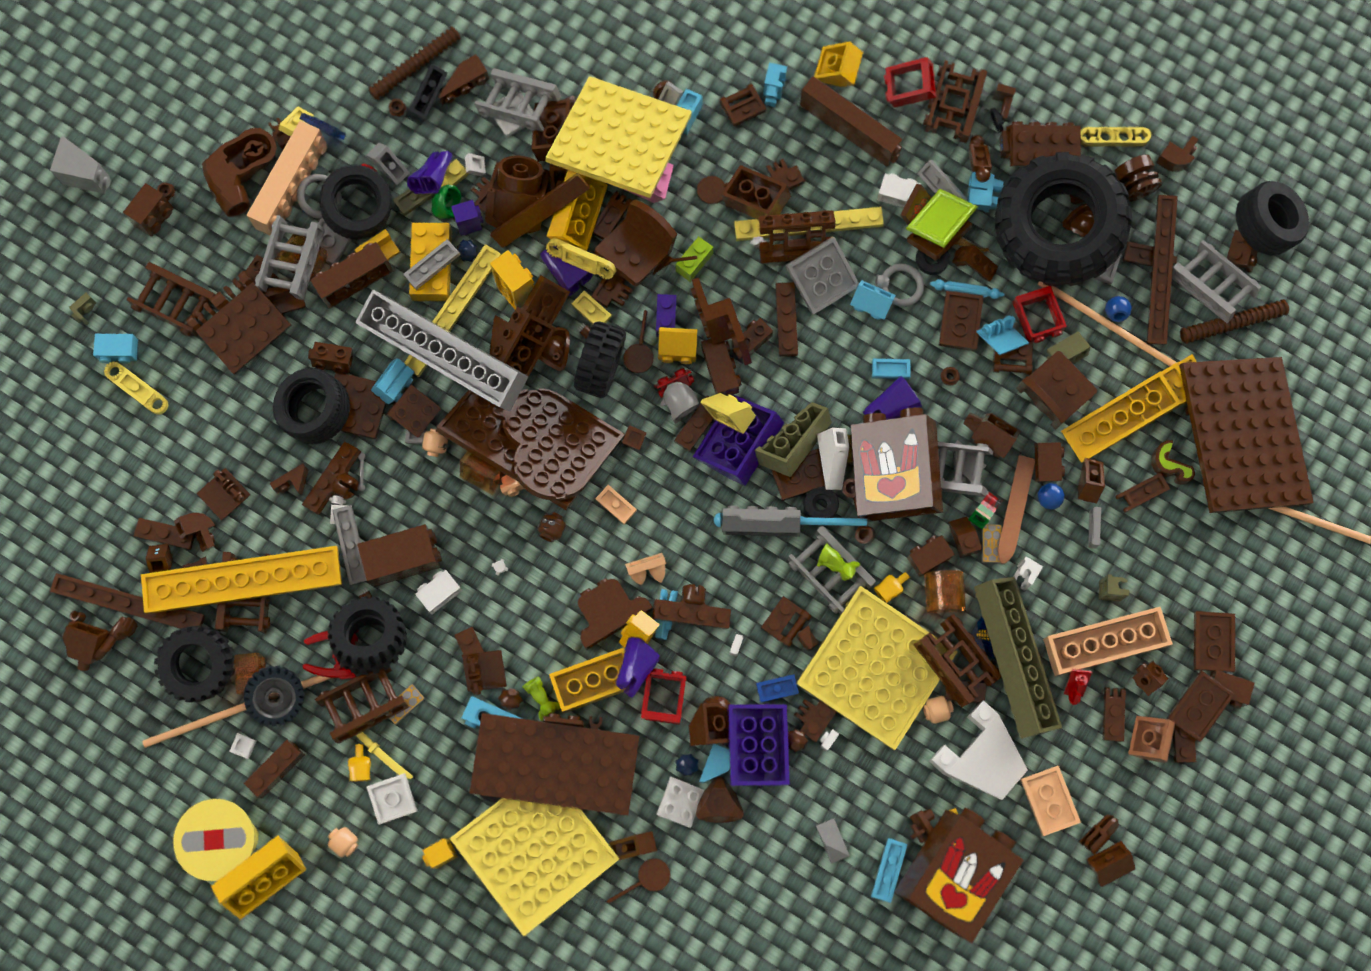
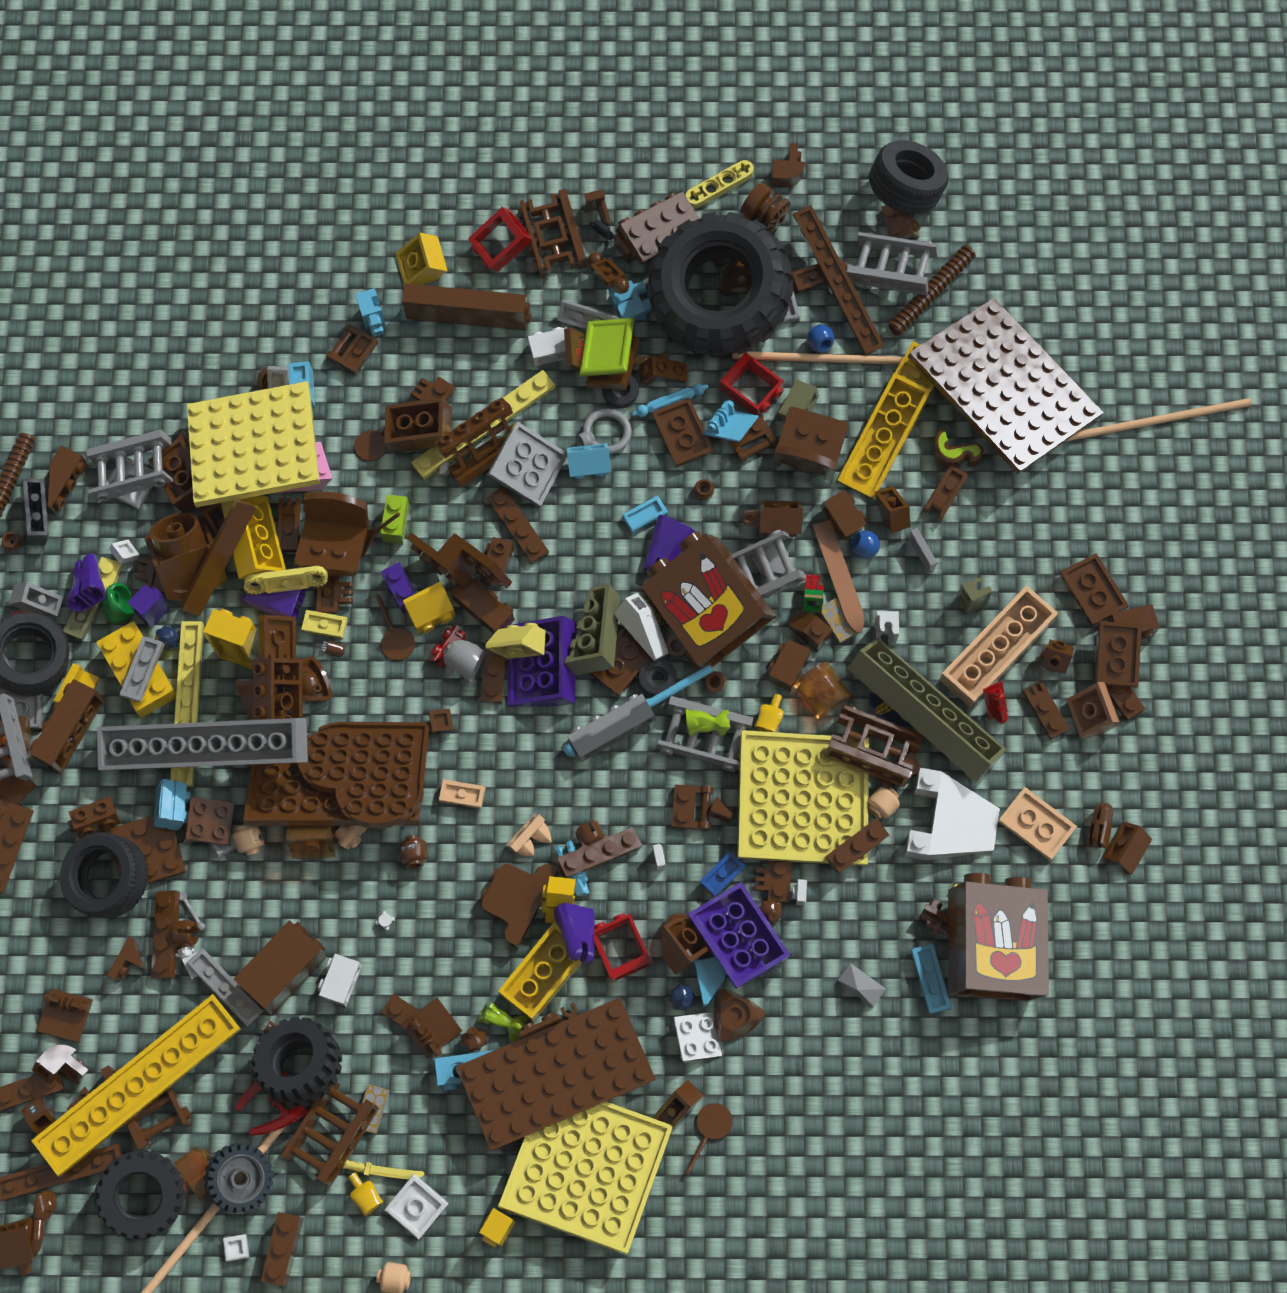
camera: 30 degrees left, 5 degrees down
(599, 359) = (363, 664): black tyre -> none
(895, 731) = (857, 846): none -> reddish brown plate

